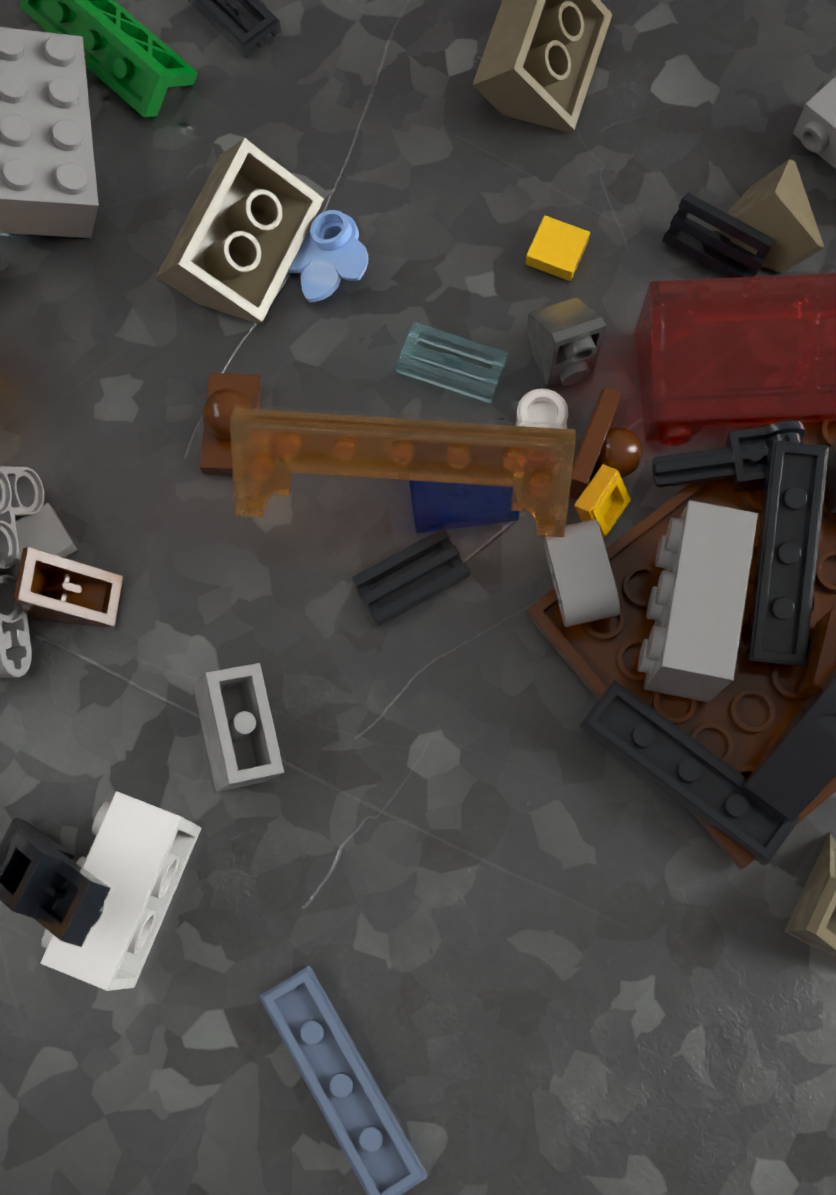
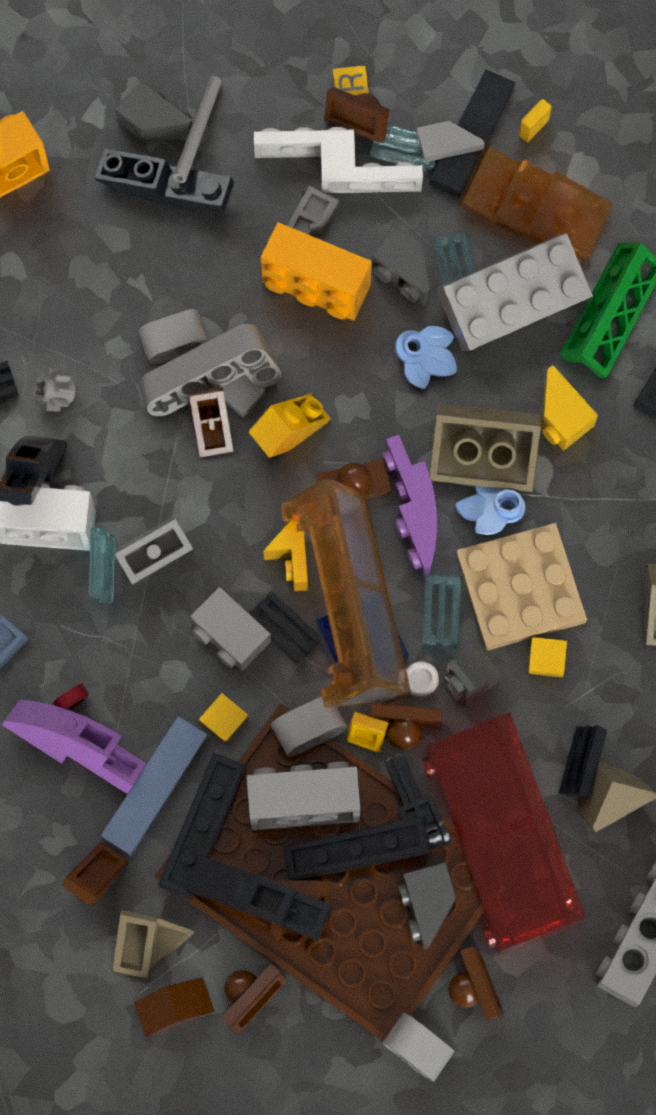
camera: 70 degrees right, 0 degrees up
(79, 279) = (431, 355): none -> light blue plate
(112, 483) = (288, 424): none -> yellow slope
(218, 122) = (564, 411): none -> yellow slope
(234, 814) = (102, 565): none -> clear light blue tile
(298, 523) = (290, 545): none -> yellow slope
(311, 344) = (419, 515): none -> medium lavender slope
(395, 651) = (229, 630): none -> light grey brick
(430, 921) = (72, 697): none -> dark red tile
(449, 254) = (521, 586): none -> tan plate
(491, 938) = (69, 734): none -> medium lavender slope
(522, 699) = (223, 718): none -> yellow tile
(599, 832) = (154, 786): none -> sand blue tile
(726, 959) = (95, 874): none -> reddish brown tile

